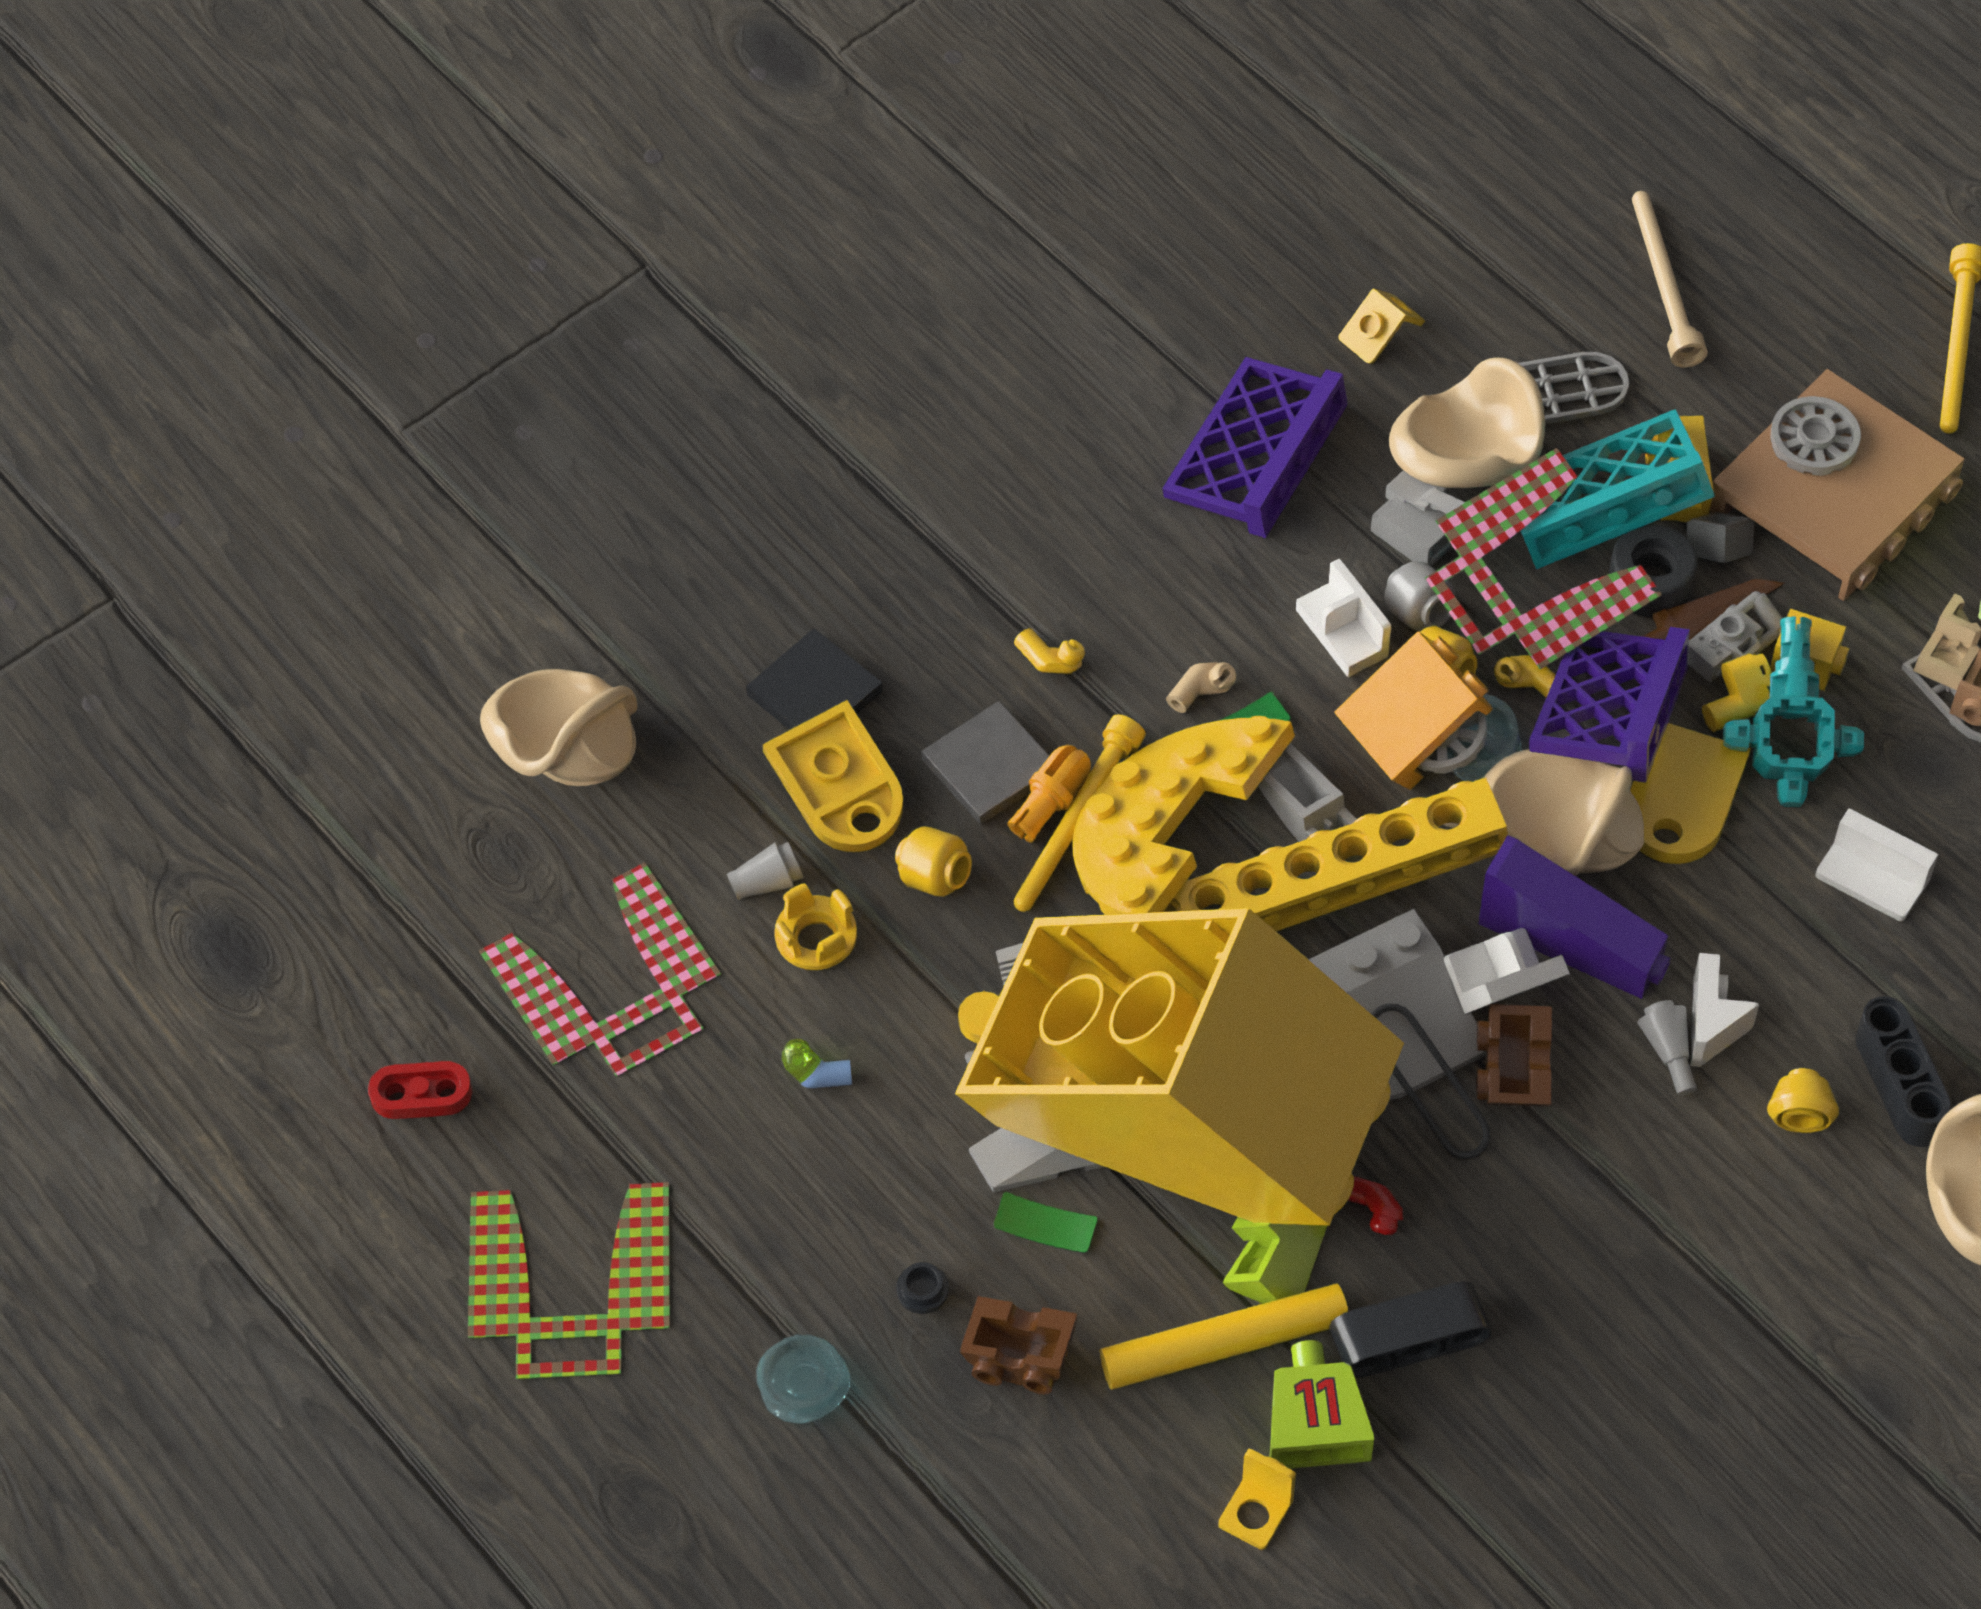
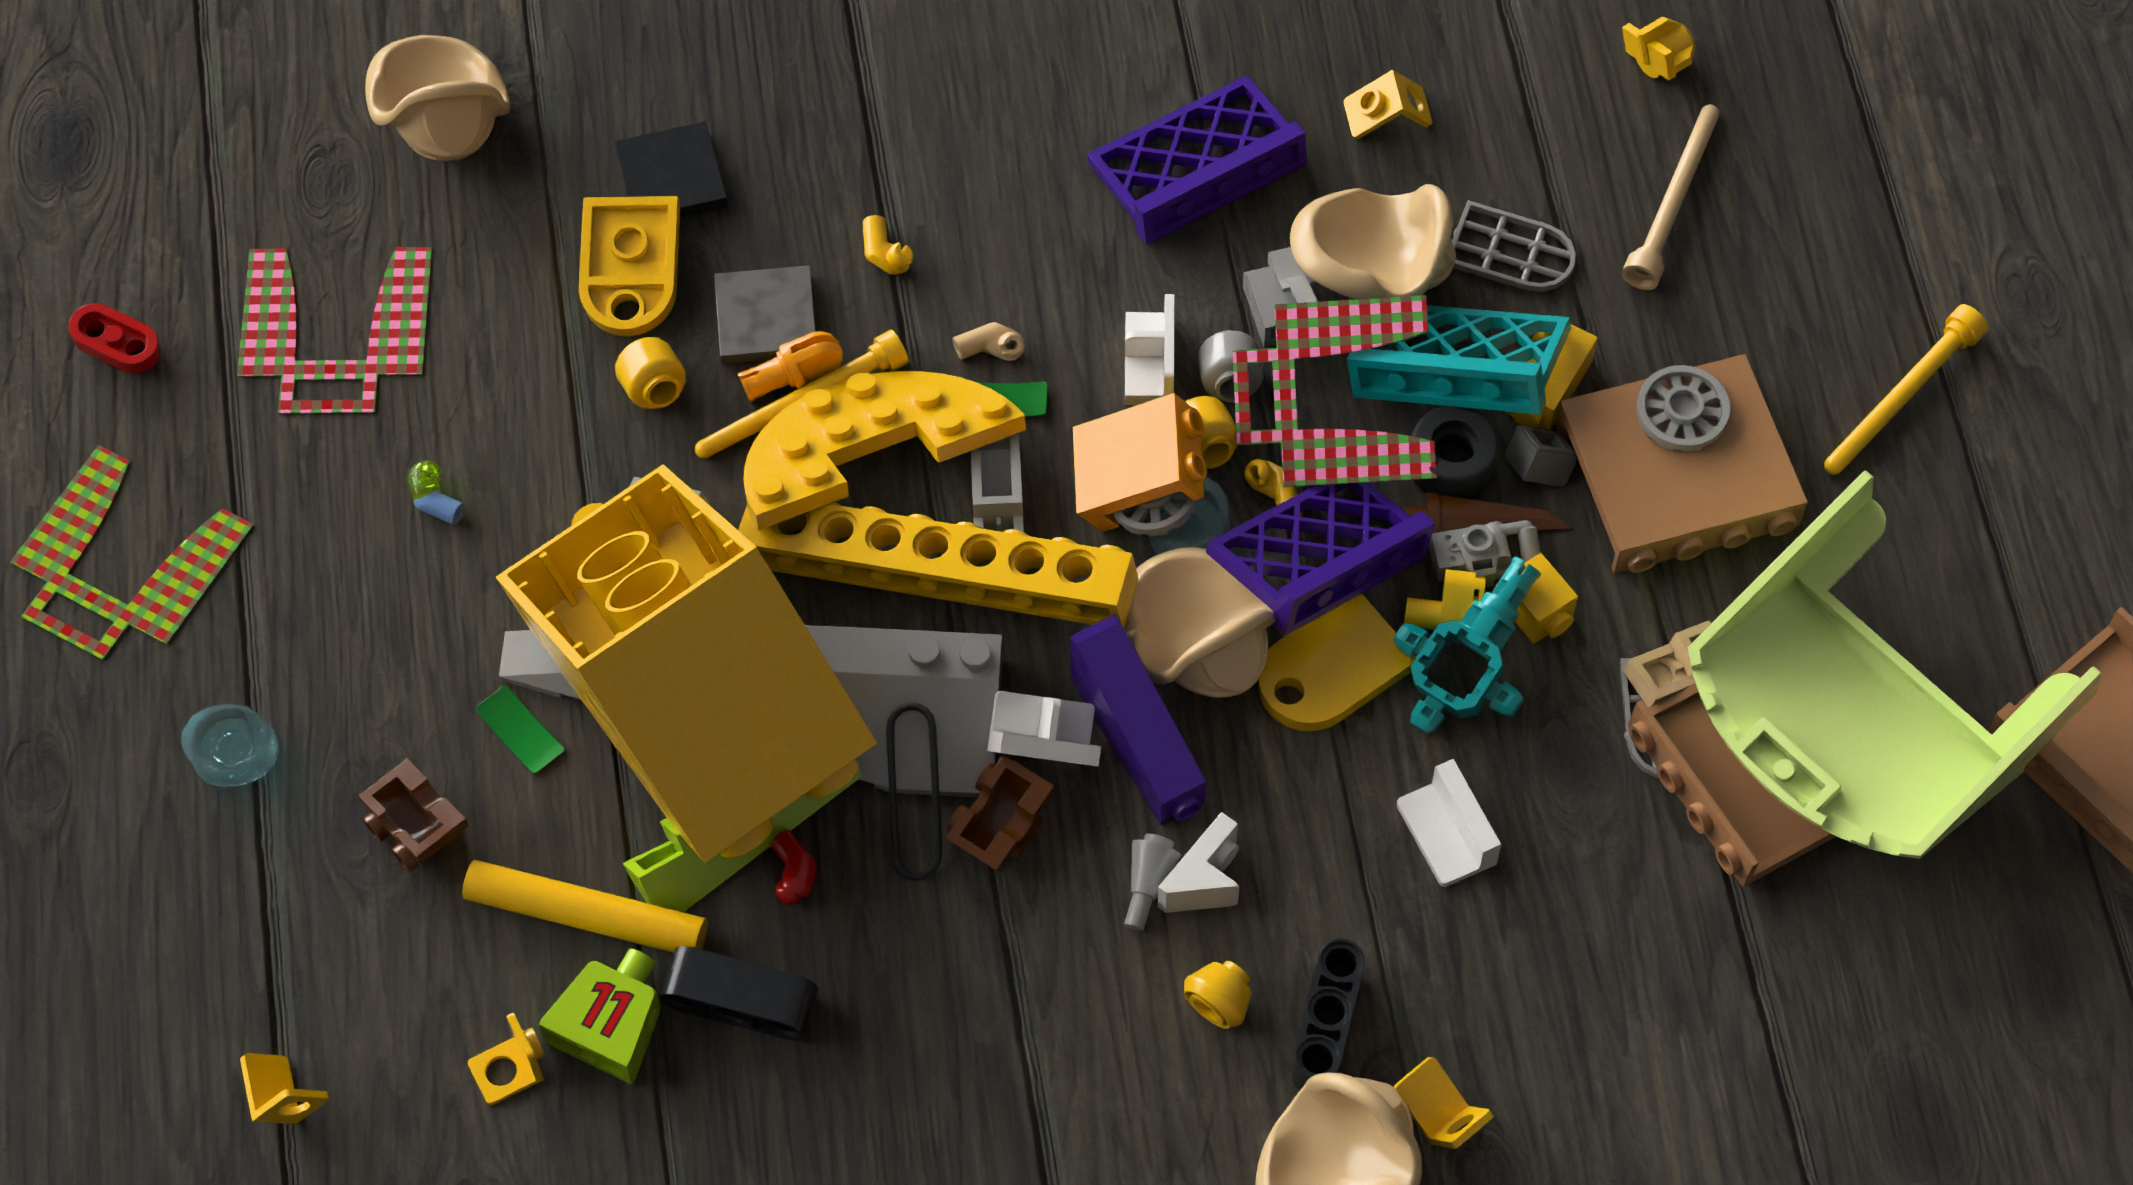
camera: 30 degrees right, 5 degrees up
(766, 872) = (515, 308): light grey cone -> none
(803, 910) = (515, 357): yellow piece -> none
(922, 1288) = (379, 726): black plate -> none
(1567, 167) = (1660, 47): none -> yellow piece

